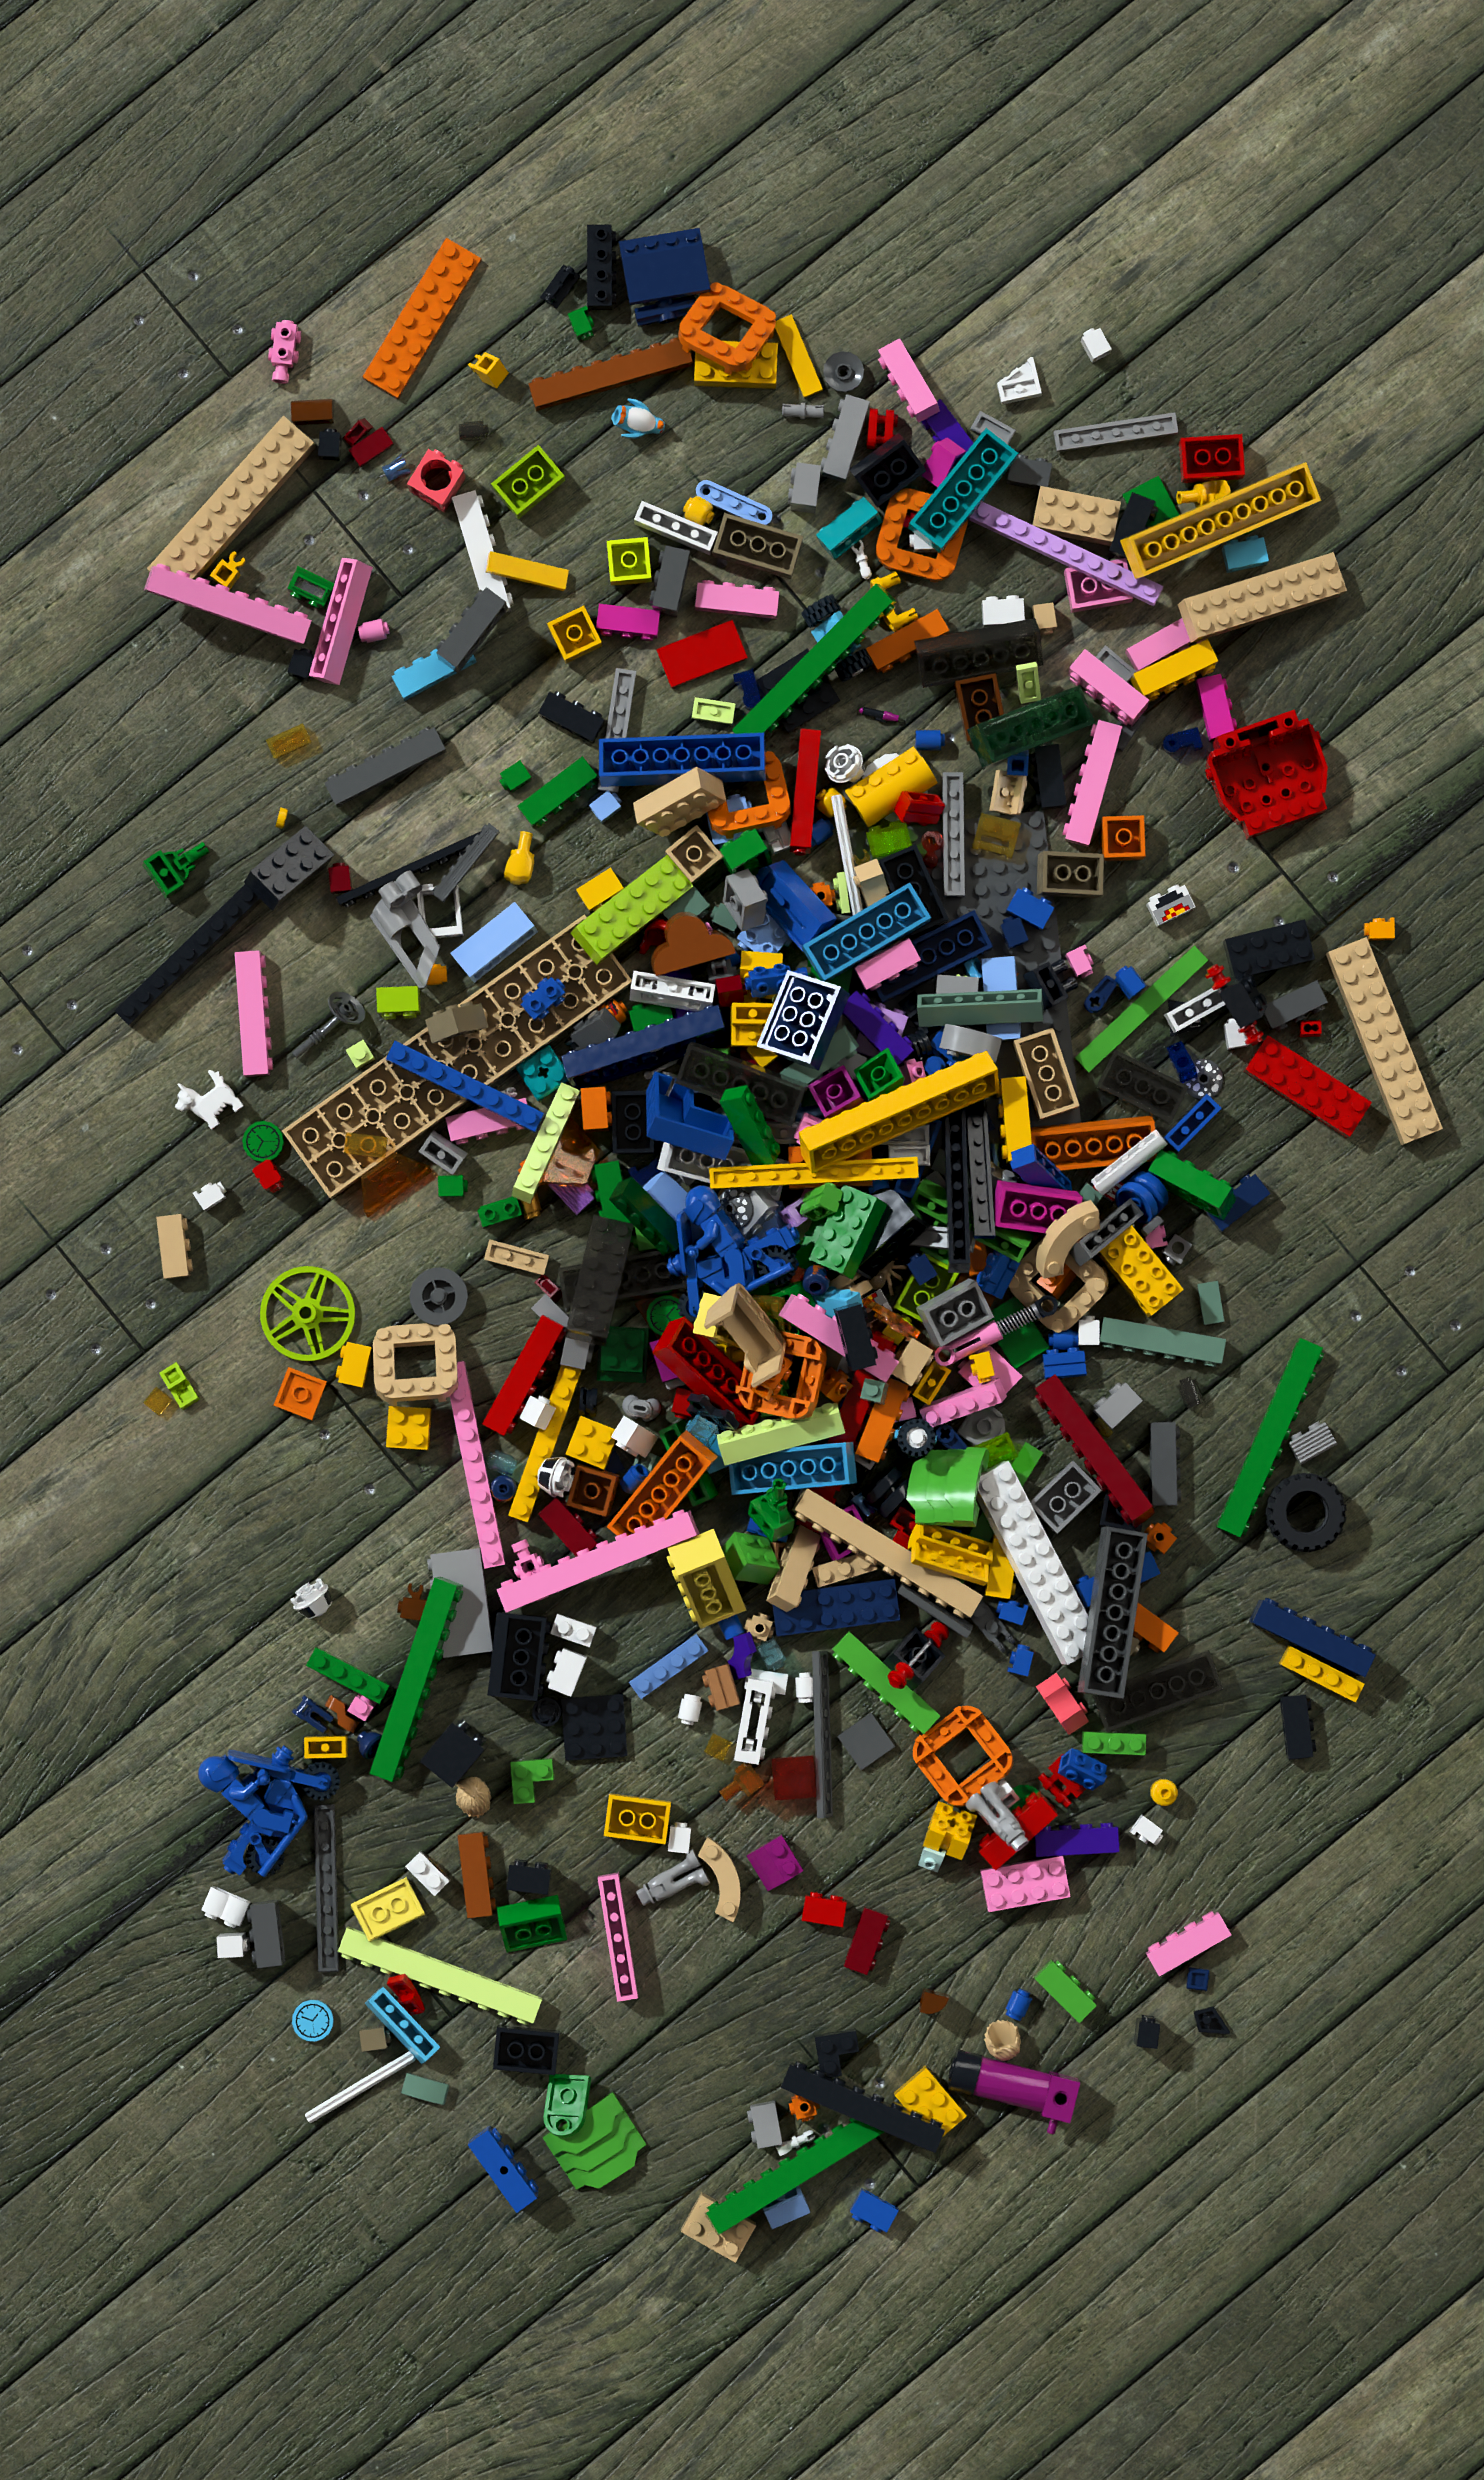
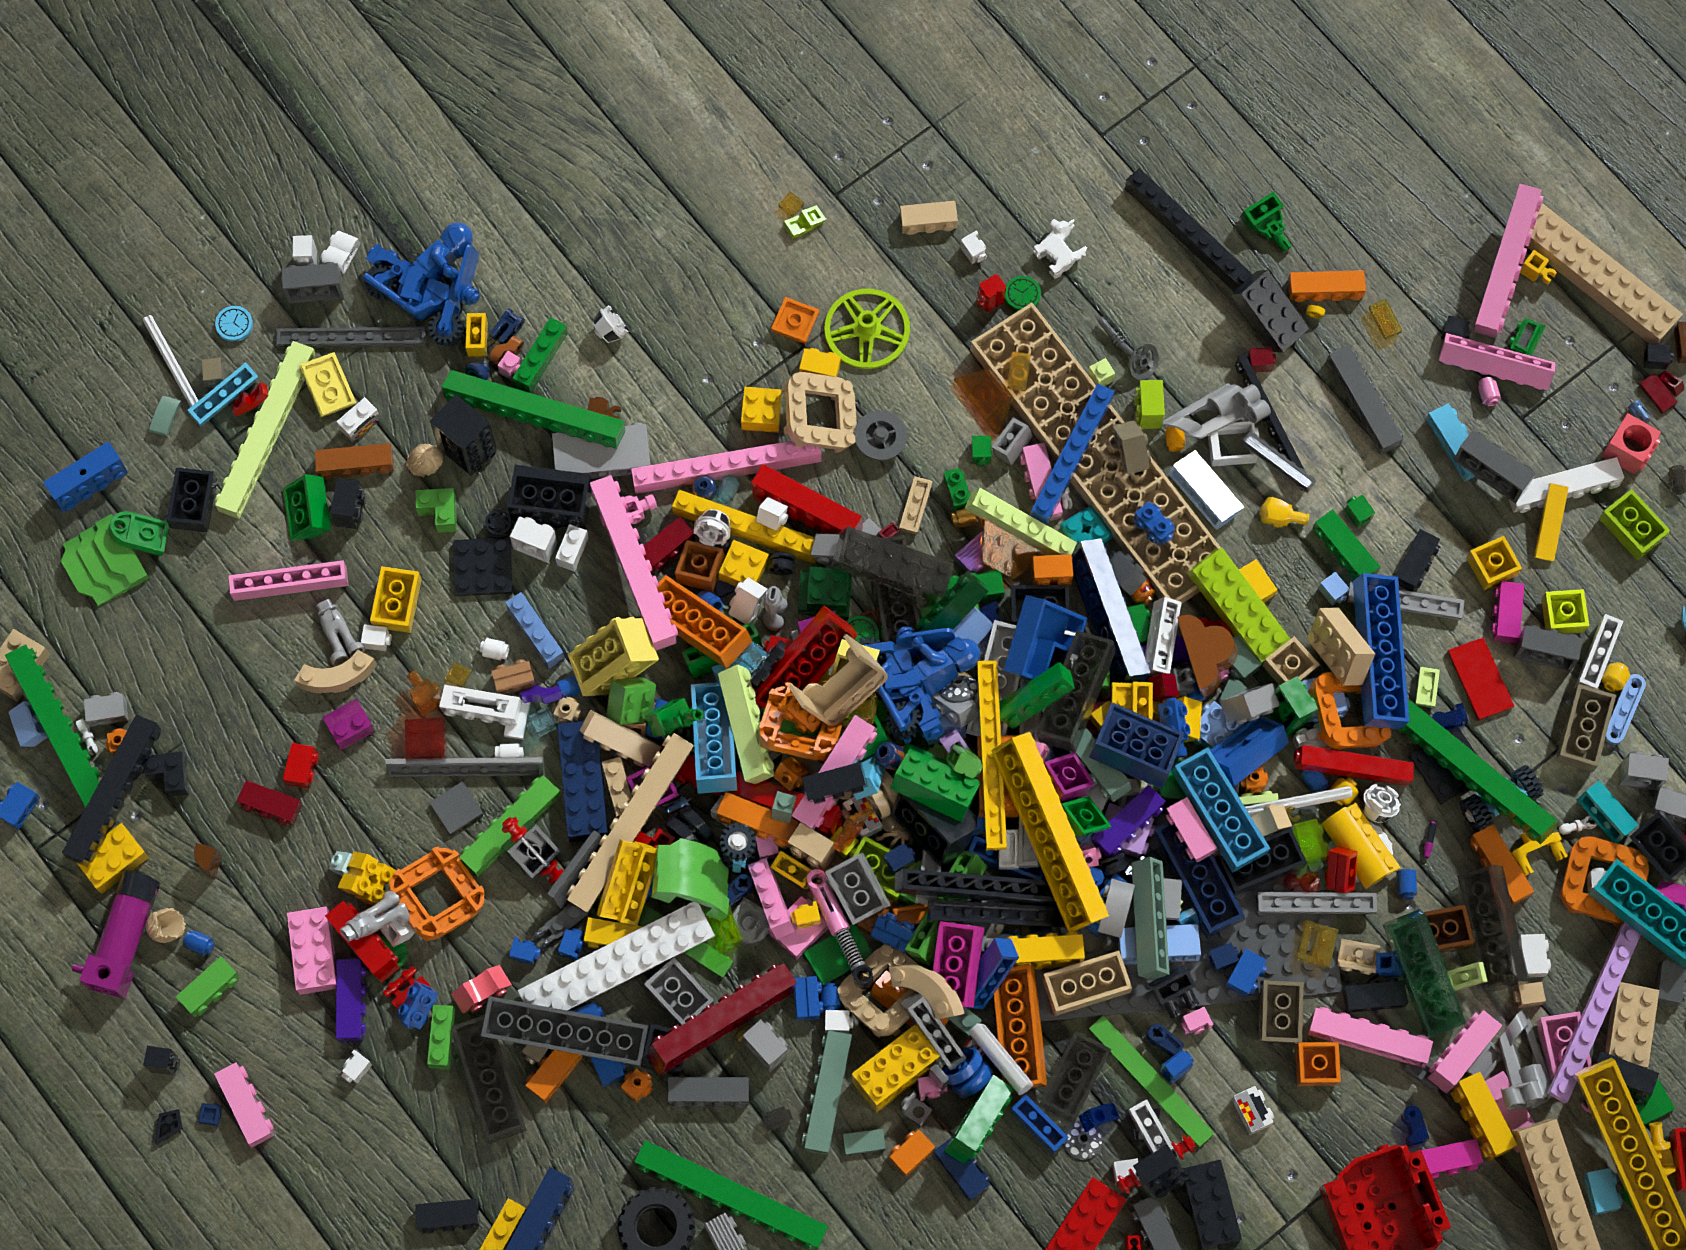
camera: 90 degrees right, 15 degrees down
(250, 804) = (1326, 285): none -> orange brick
(252, 1013) = (1137, 285): bright pink brick -> none
(737, 600) = (1533, 710): bright pink brick -> none
(1139, 622) = (1529, 1083): none -> light grey panel
(1163, 1792) = (391, 1083): yellow head -> none
(1222, 1254) = (912, 1152): none -> orange brick

